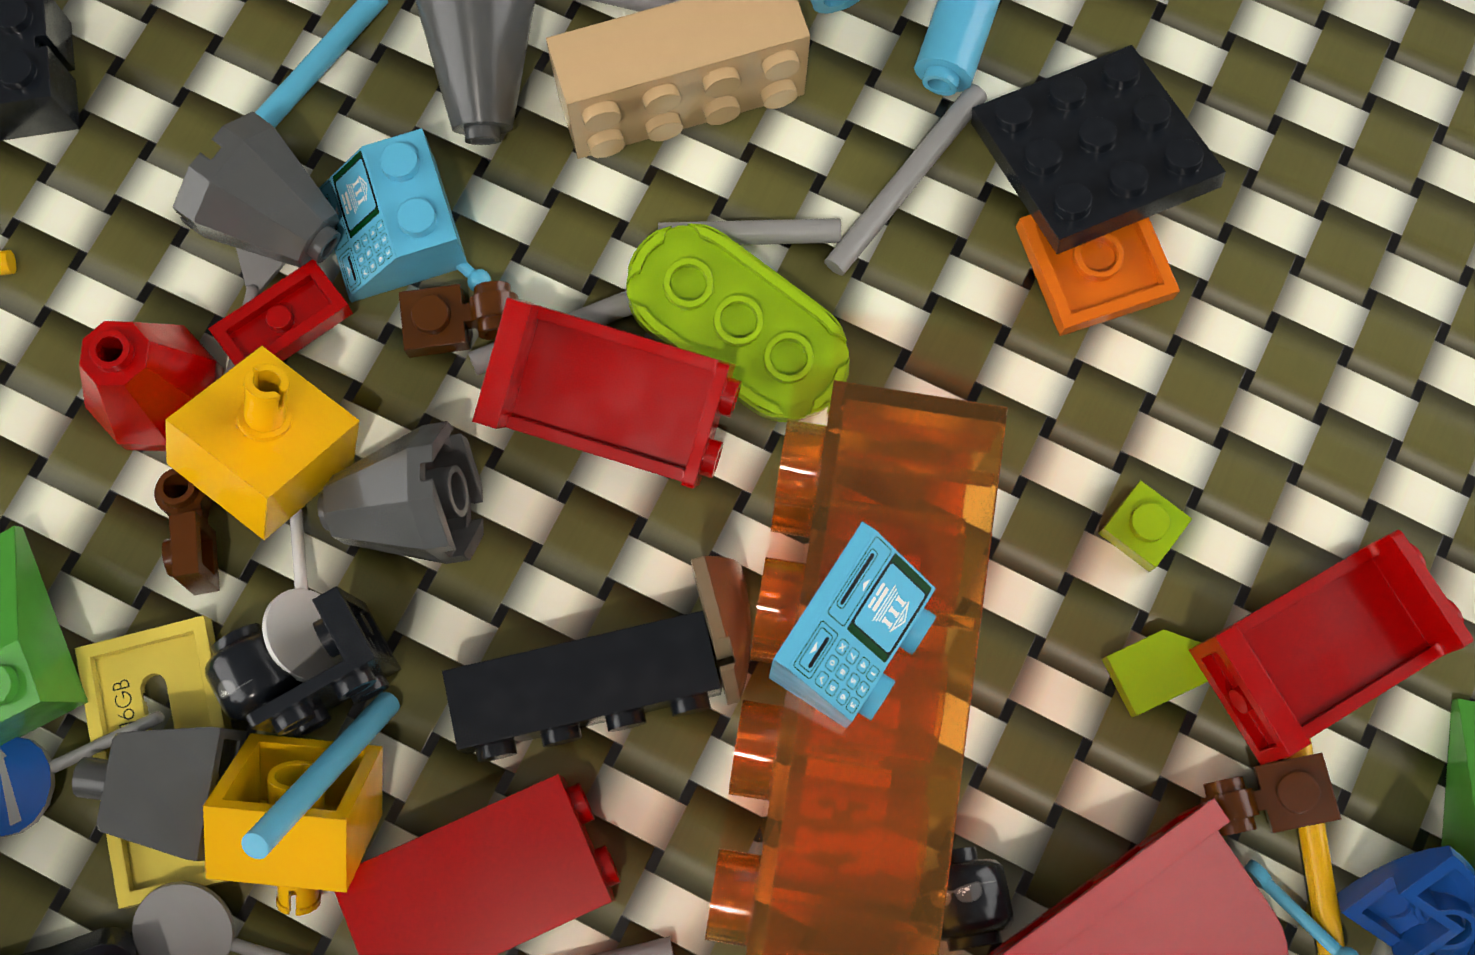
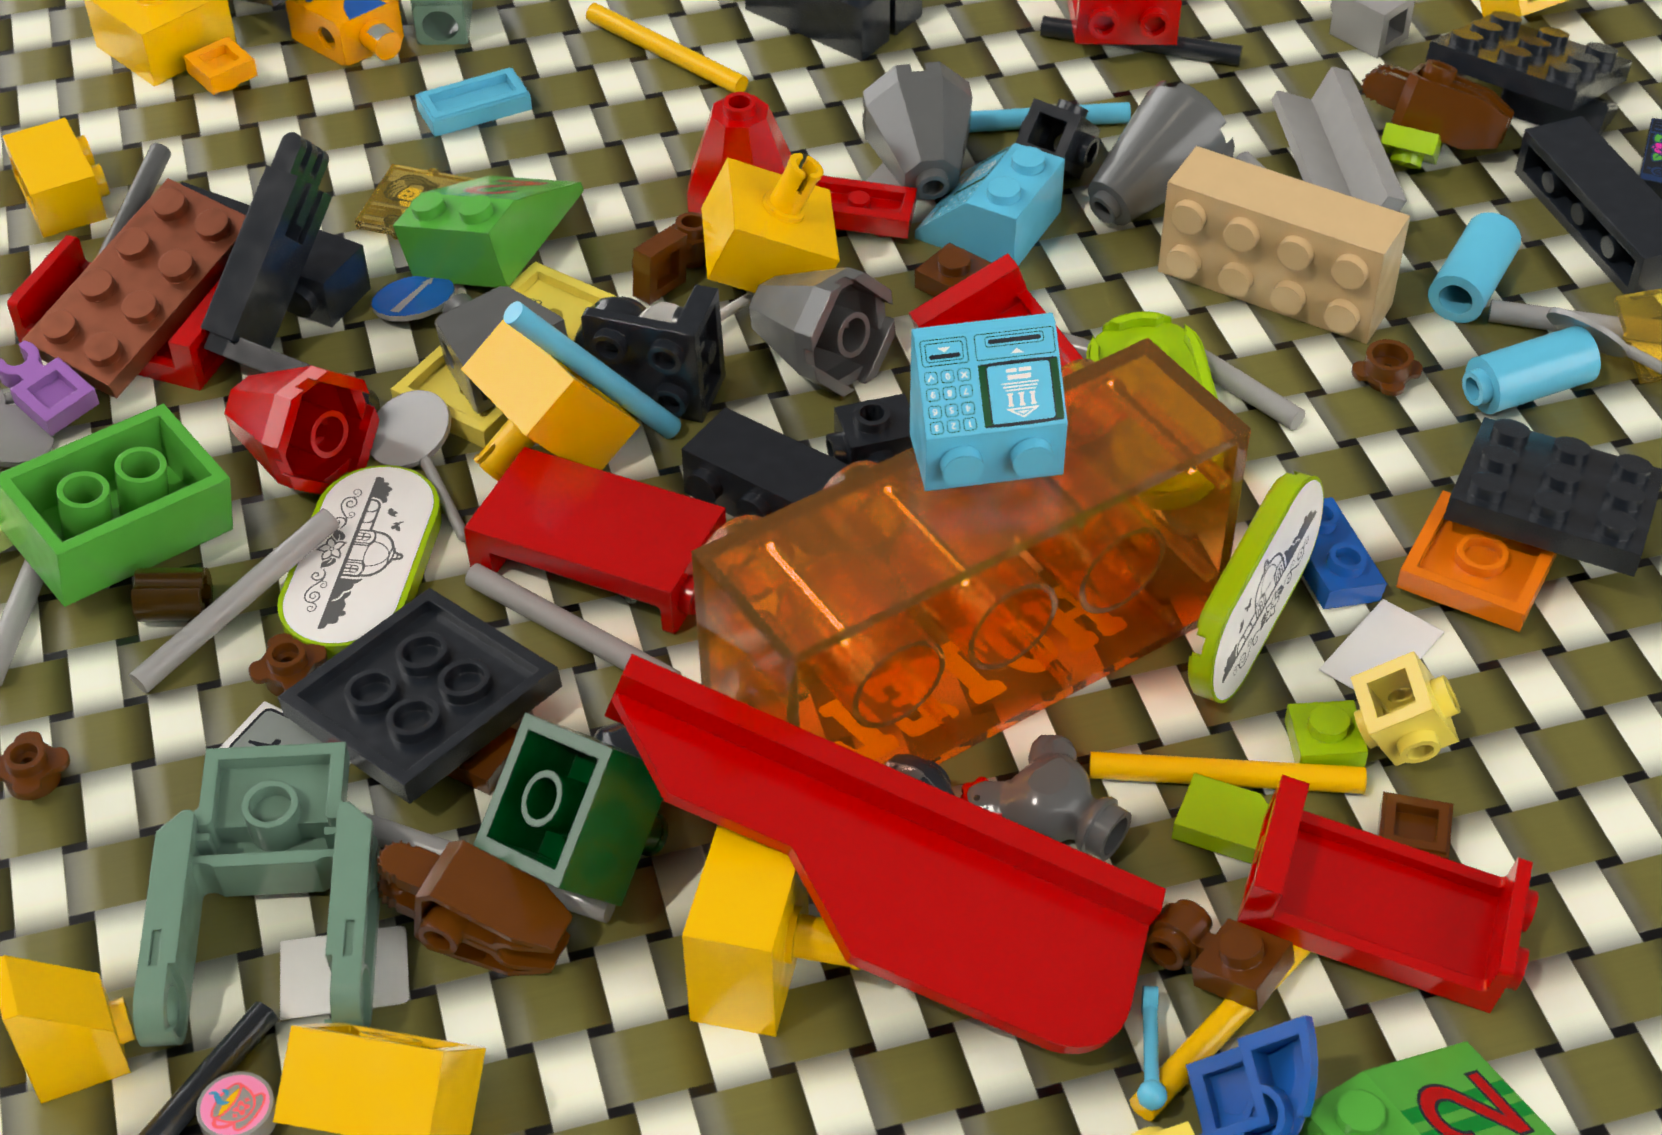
camera: 50 degrees right, 30 degrees down
(371, 115) = (1063, 133): none -> black brick
(579, 557) = (870, 430): none -> black brick
(857, 99) = (1387, 367): none -> reddish brown plate
(904, 180) = (1378, 428): light grey bar -> none
(986, 353) = (1340, 566): none -> blue plate
(1019, 465) = (1256, 585): none -> tile
(1046, 785) = (1055, 799): none -> dark grey animal
(1098, 403) = (1379, 639): none -> white sticker
(1115, 627) = (1235, 772): none -> yellow bar
(1205, 487) = (1405, 710): none -> light yellow brick
(1272, 553) = (1416, 822): none -> reddish brown tile

